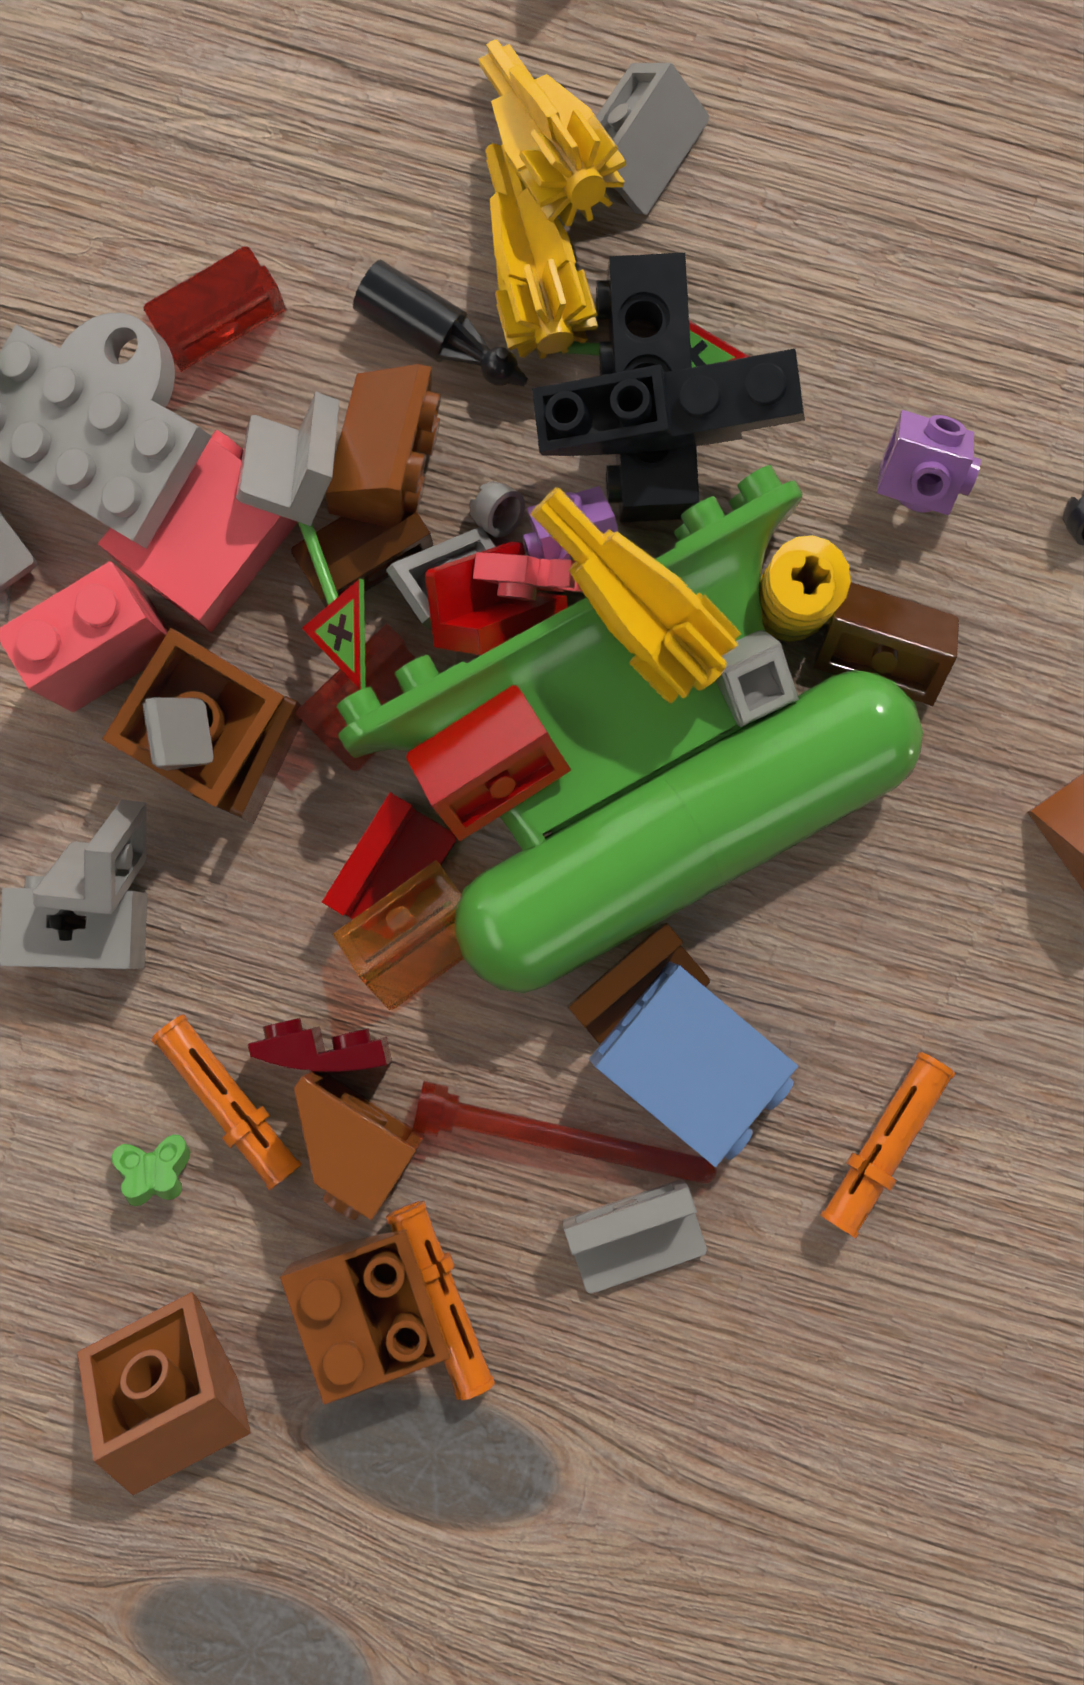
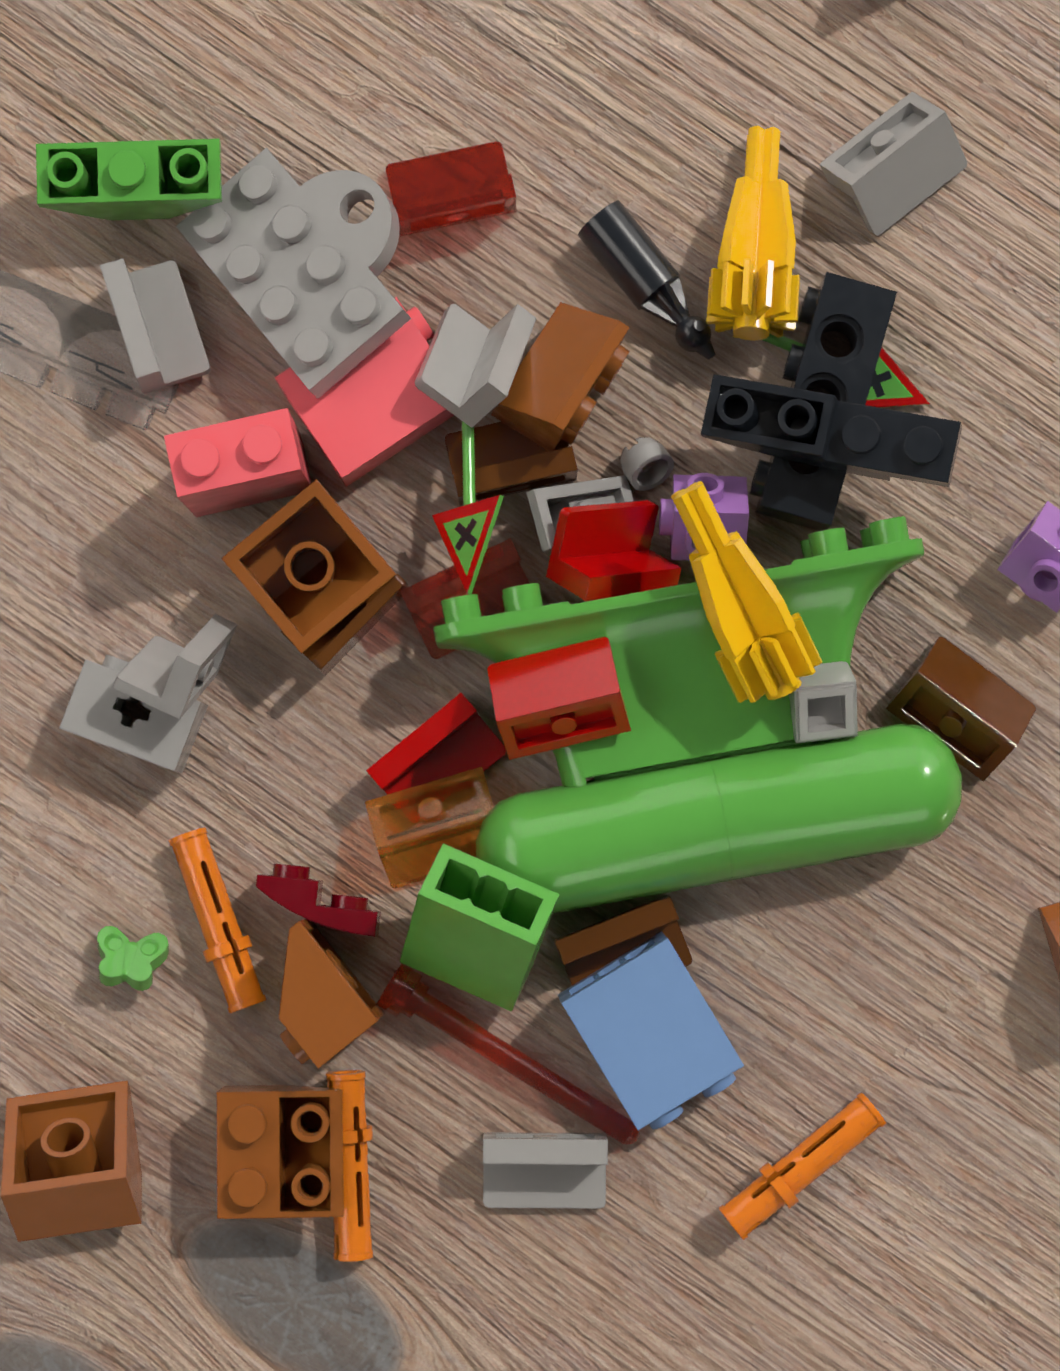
camera: 20 degrees right, 0 degrees up
(178, 732) = (293, 577): light grey slope -> none
(485, 1019) = (477, 927): none -> bright green brick
(523, 575) = (646, 540): coral plate -> none
(551, 138) = (810, 144): yellow piece -> none
(803, 587) = (917, 627): yellow piece -> none

